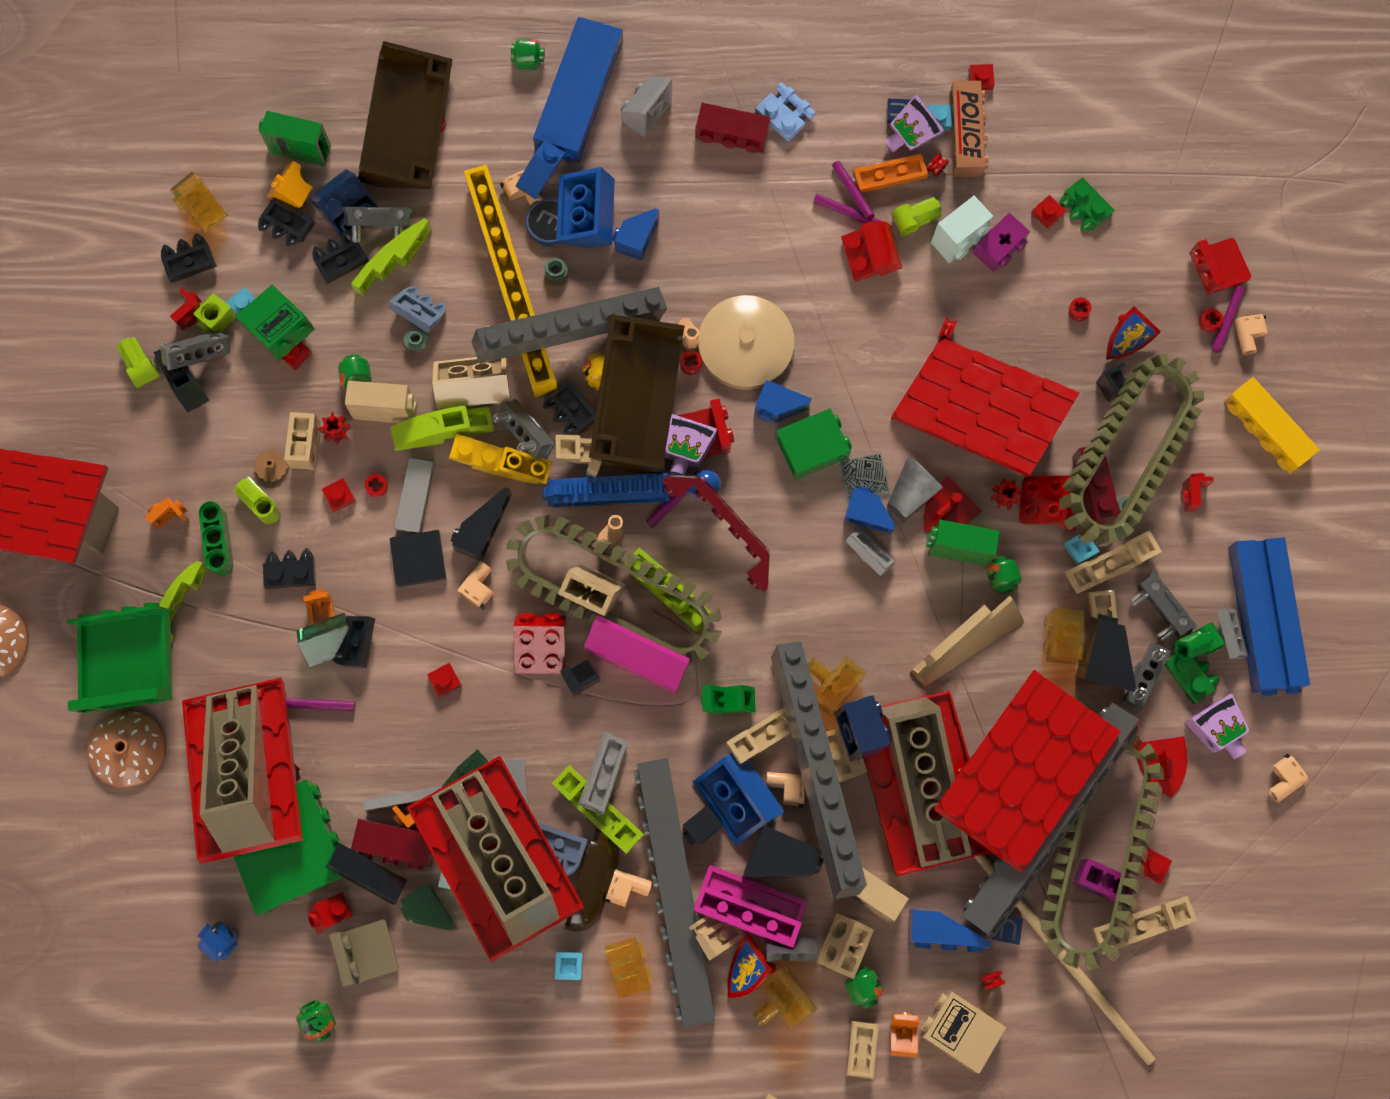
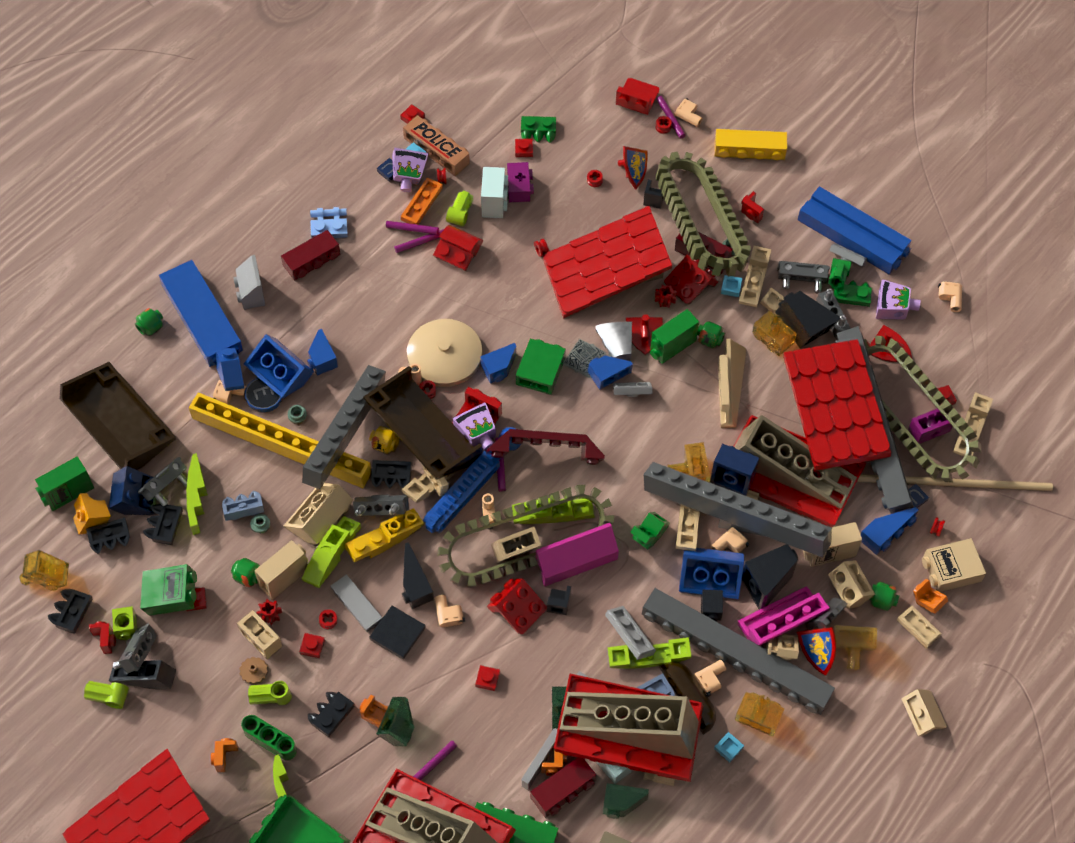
camera: 45 degrees left, 15 degrees down
(240, 300) = (133, 599): medium azure plate -> none
(356, 642) = (420, 709): black plate -> none
(366, 873) = (568, 815): black tile -> none

